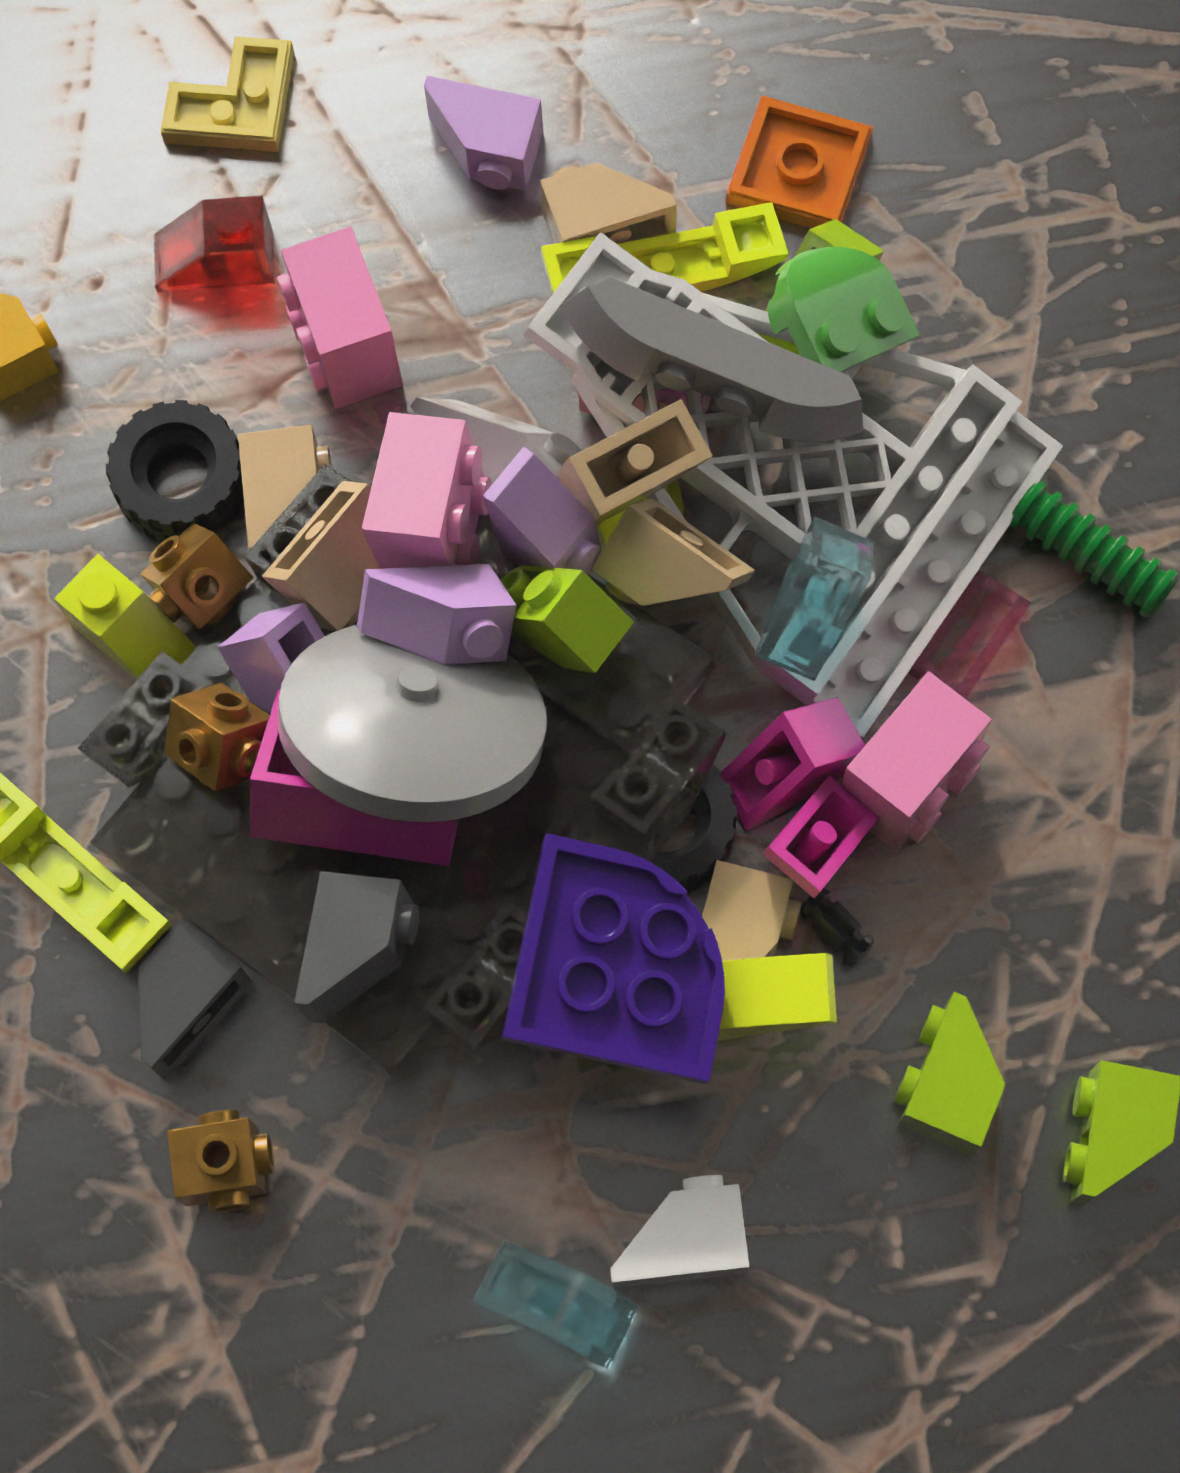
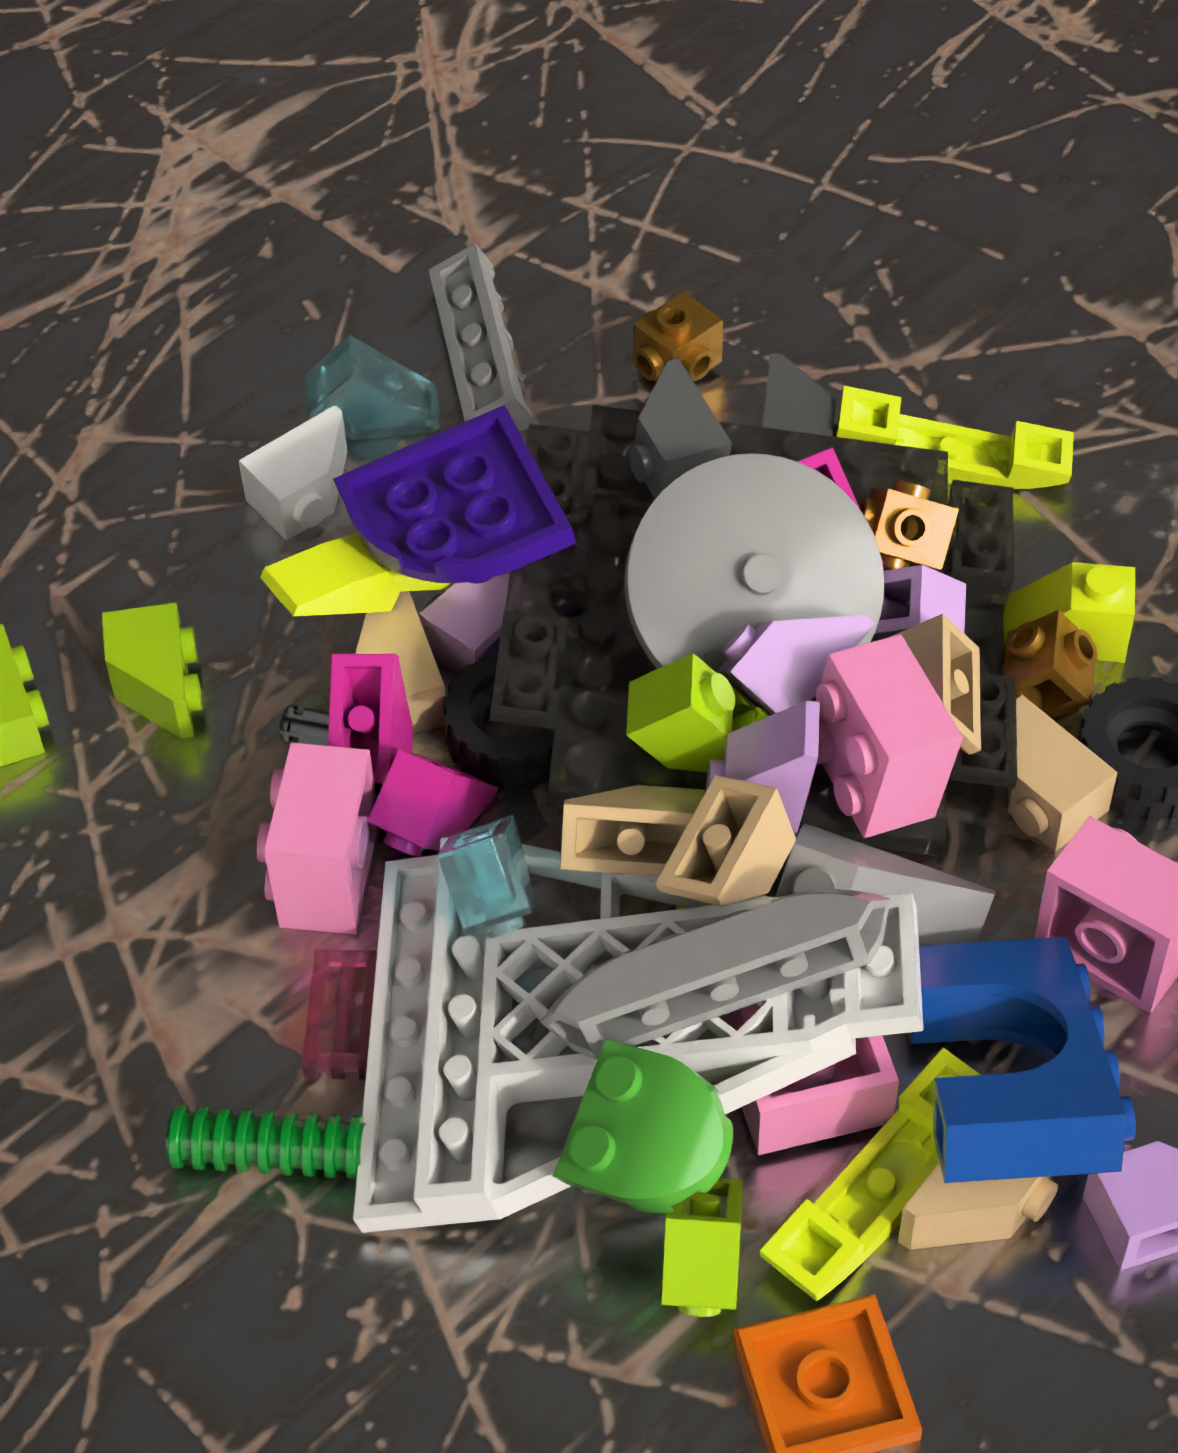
camera: 145 degrees right, 20 degrees down
(397, 1327) = (477, 337): none -> light grey hinge
(517, 170) = (1033, 1120): none -> blue arch

